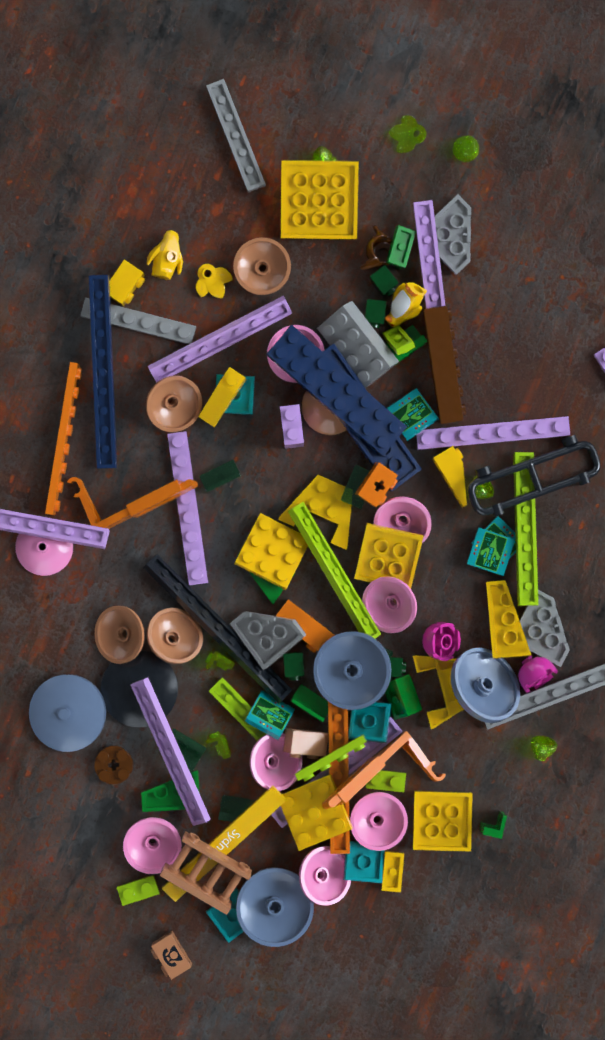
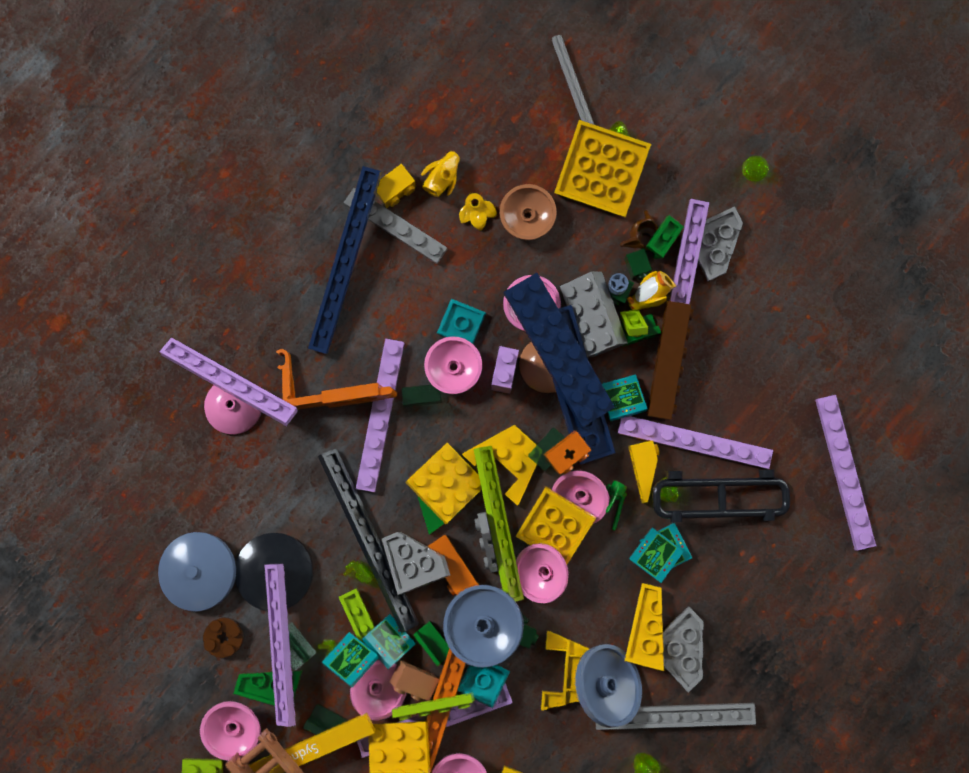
camera: 25 degrees right, 5 degrees down
(62, 447) = (283, 316): orange plate -> none
(112, 637) = (272, 513): nougat dish -> none
(180, 627) = (335, 530): nougat dish -> none
(181, 411) = (402, 323): nougat dish -> none
(220, 339) = (465, 267): lavender plate -> none
(222, 396) = (449, 320): yellow slope -> none
(235, 135) = (544, 87): light grey plate -> none
(237, 424) = (448, 352): none -> bright pink dish
(240, 743) = (350, 659): none -> tile
(261, 120) = (571, 79): none -> light grey axle
(293, 665) = (428, 600): dark green brick -> none
(329, 594) = (486, 542): none -> light grey plate
(369, 306) = (619, 280): none -> sand blue wheel
(375, 764) = (472, 727): orange hinge -> none
(388, 781) = (480, 745): lime plate -> none
(403, 697) = (524, 669): green panel -> none
(405, 134) = (701, 136): clear neon green plate -> none
(435, 505) = (616, 492): none -> green plant
(441, 641) = (579, 626): dark pink cylinder -> none
(525, 536) = (694, 552): lime plate -> none
(535, 672) = (662, 689): dark pink cylinder -> none

